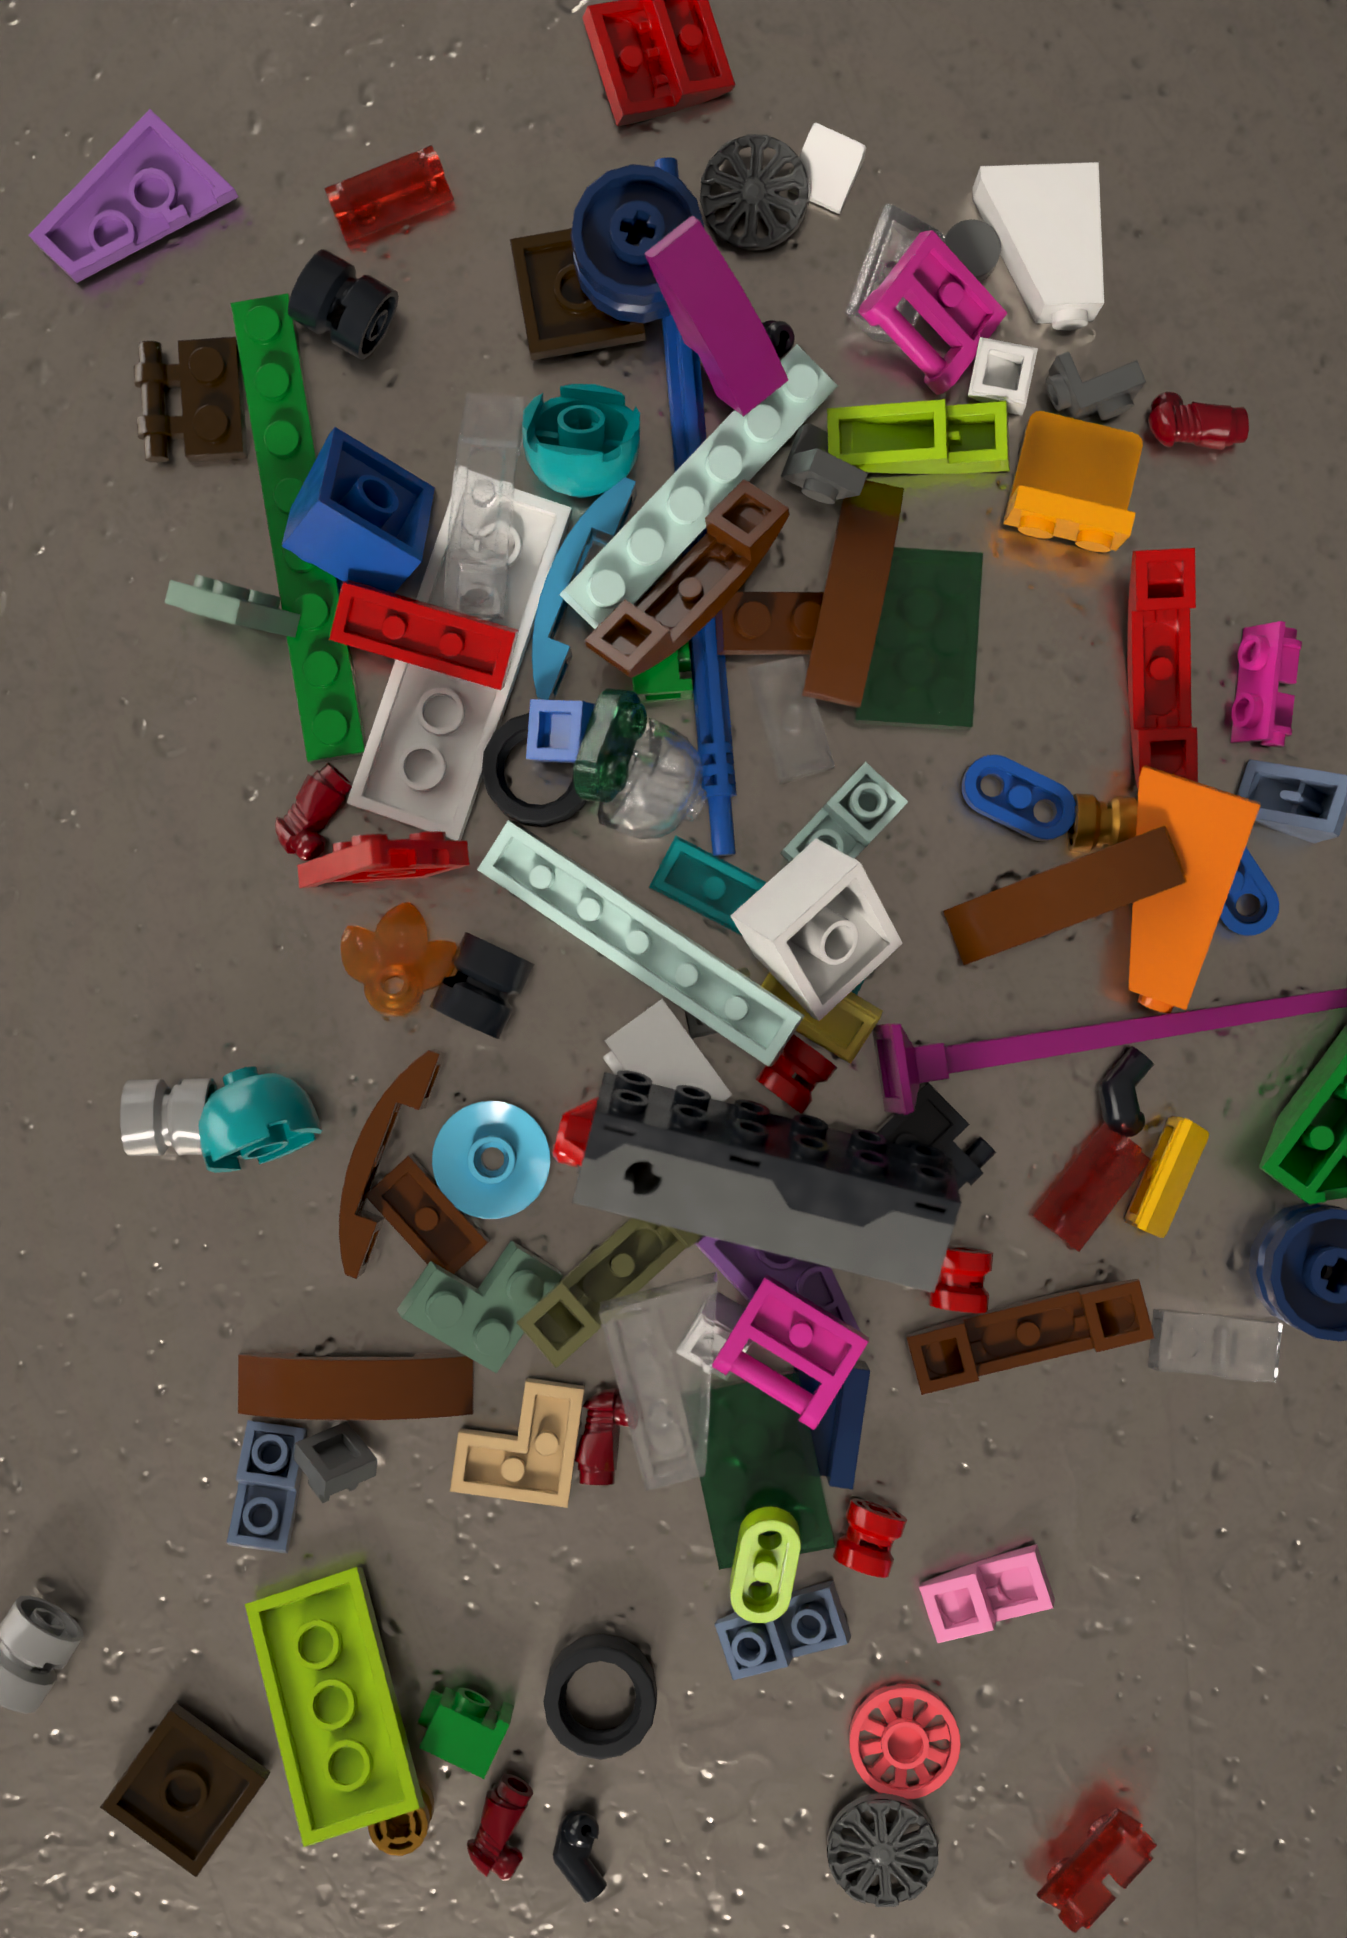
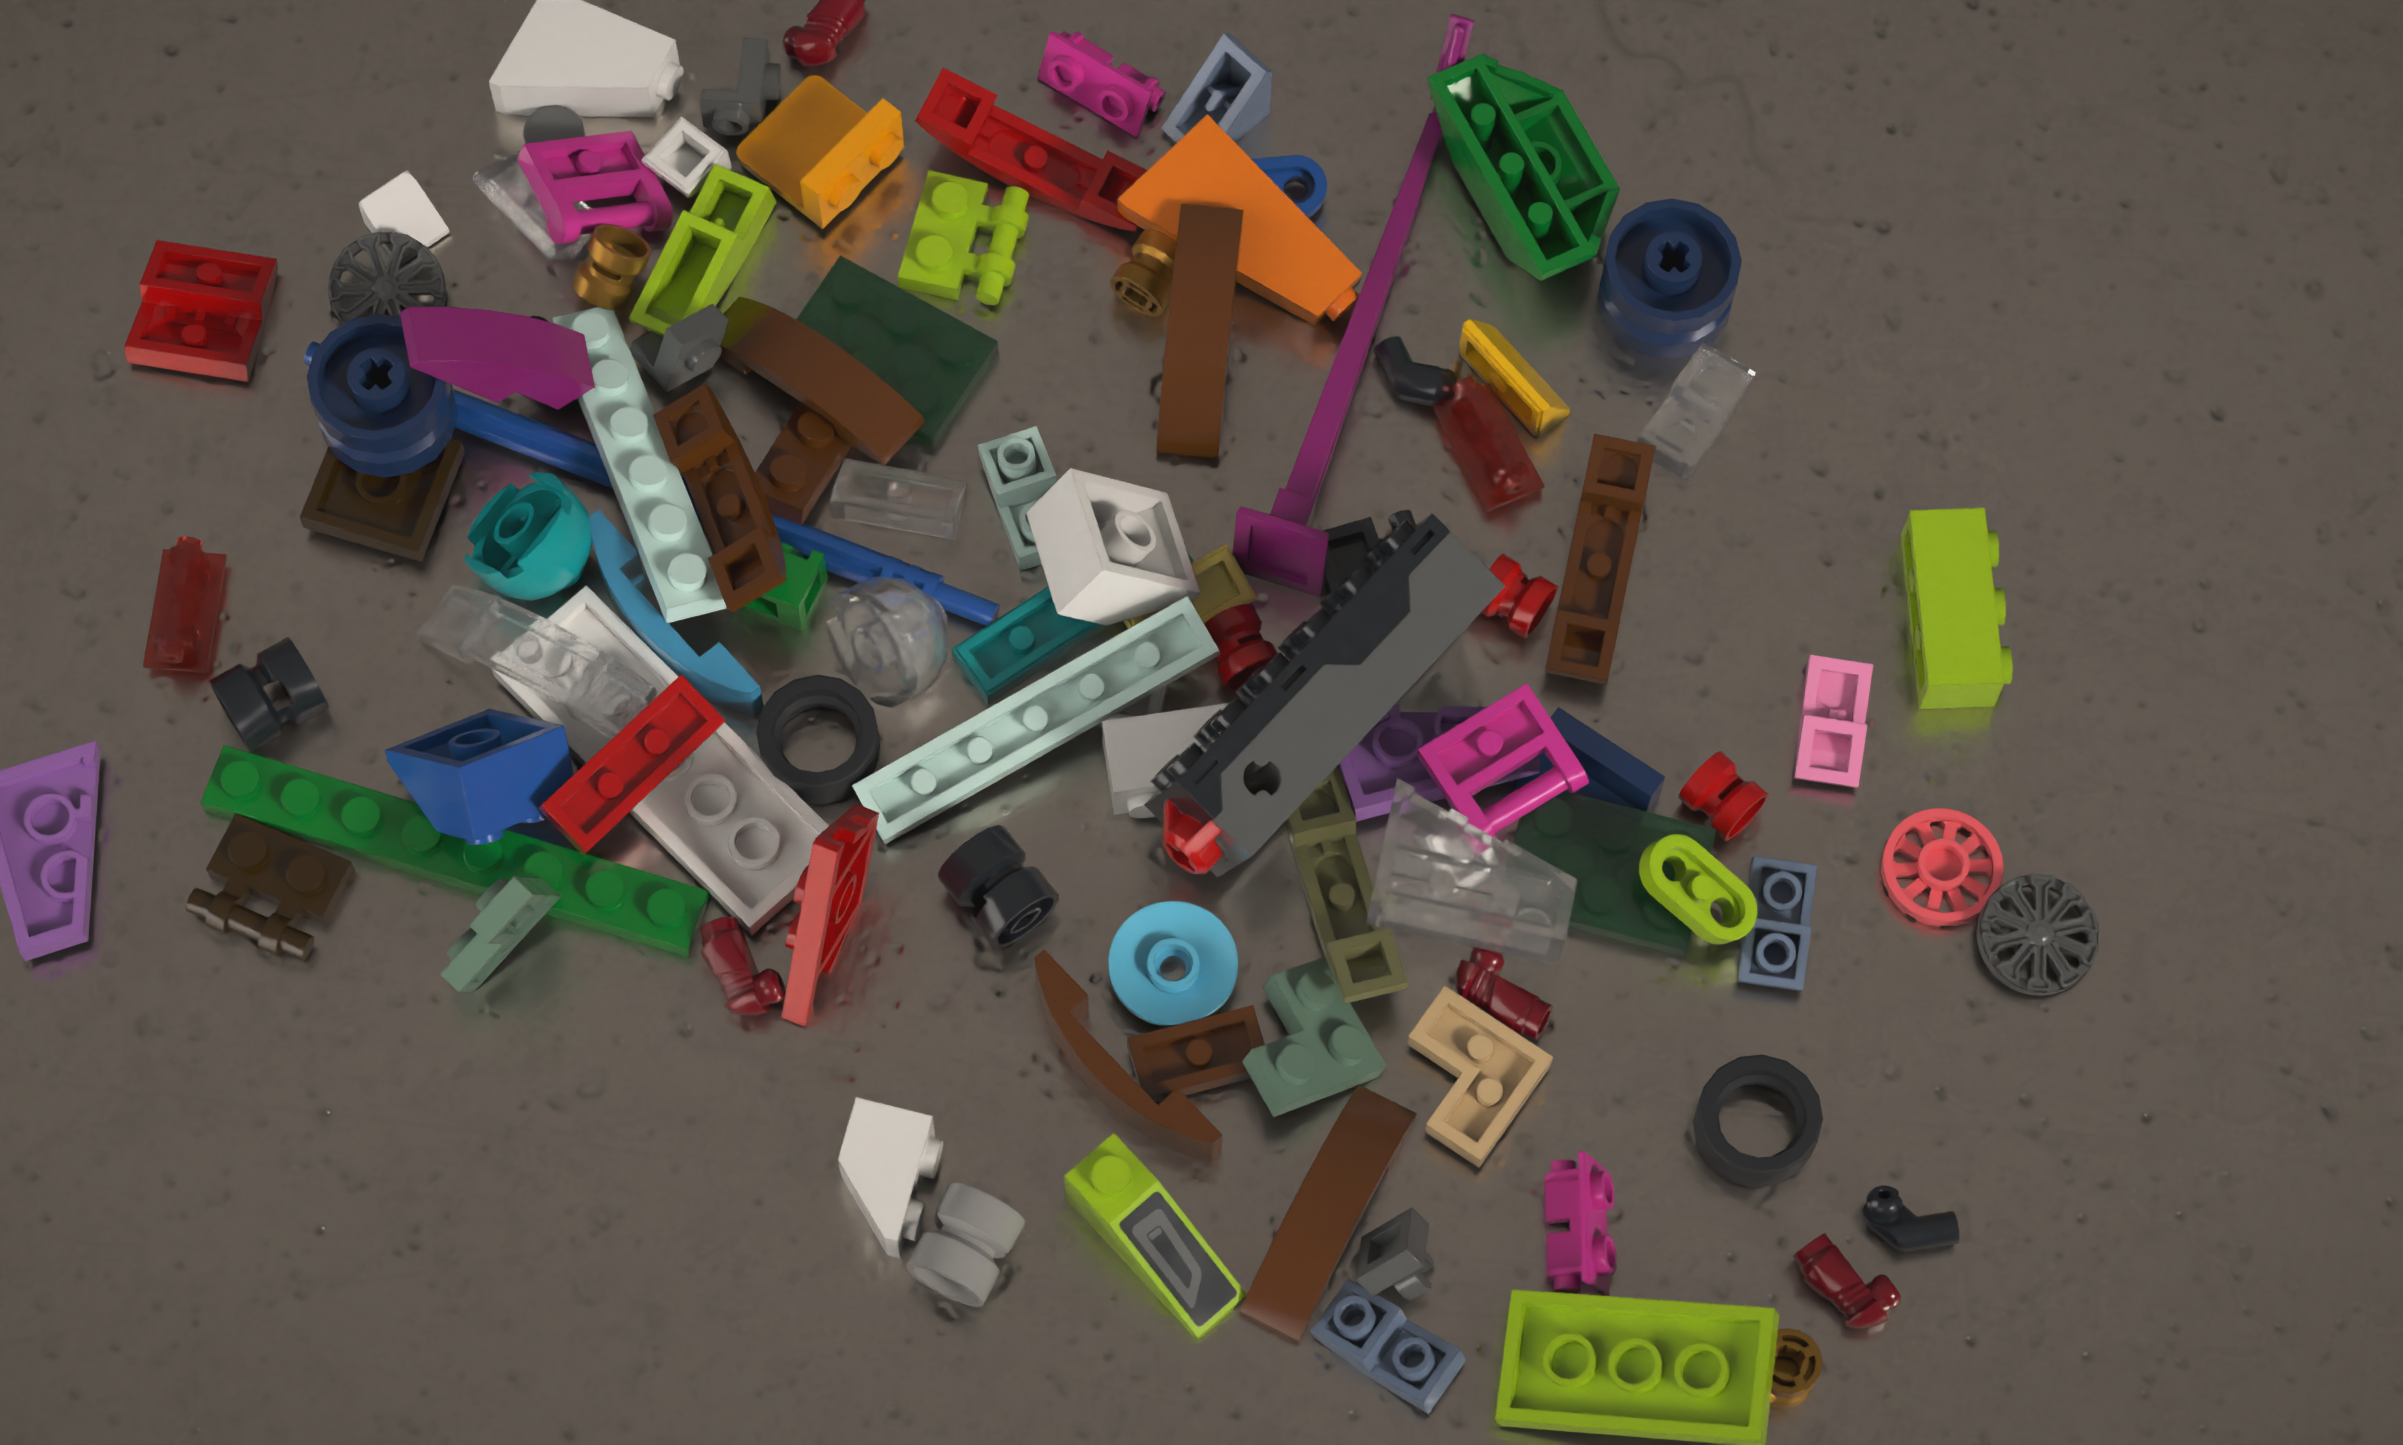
camera: 65 degrees left, 20 degrees down
(203, 1016) = (884, 1166): none -> white slope
(255, 1119) = (1015, 1155): teal cylinder -> none
(257, 1257) = (1152, 1236): none -> slope
(400, 951) = (922, 957): clear orange plate -> none
(462, 1586) = (1581, 1199): none -> dark pink hinge
(463, 1728) = (1727, 1264): green brick -> none
(556, 729) = (800, 679): panel -> none
(608, 745) = (849, 656): clear green plate -> none
(866, 367) = (611, 267): none -> pearl gold wheel
(1017, 797) = (1082, 333): blue plate -> none
(1052, 629) = (944, 236): none -> lime plate
(1112, 1847) = (2153, 769): clear red hinge -> none
(1141, 1652) = (1954, 608): none -> lime brick

